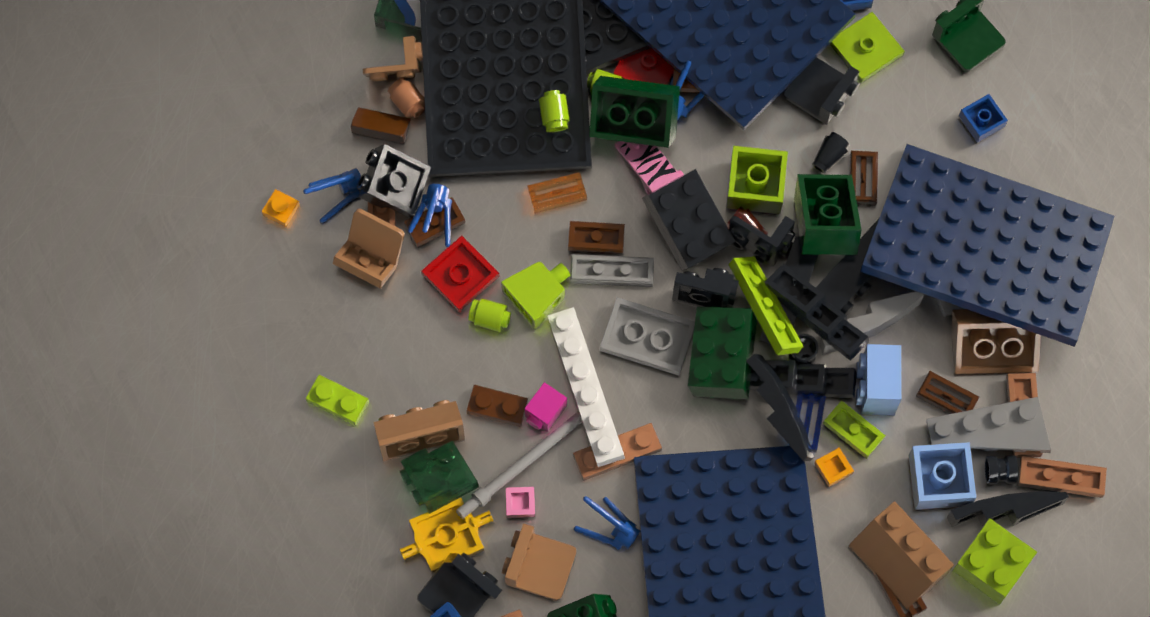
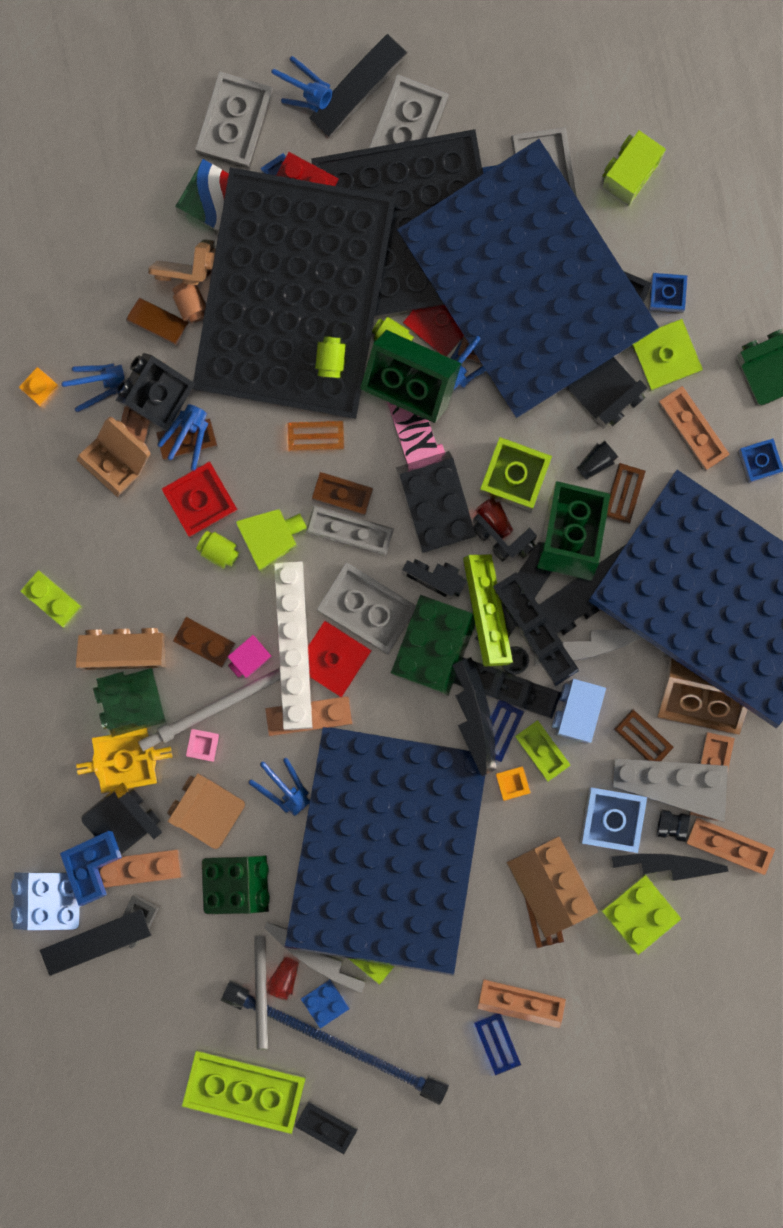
camera: 10 degrees right, 15 degrees up
(629, 391) = (335, 658): none -> red plate
(912, 104) = (693, 428): none -> nougat plate

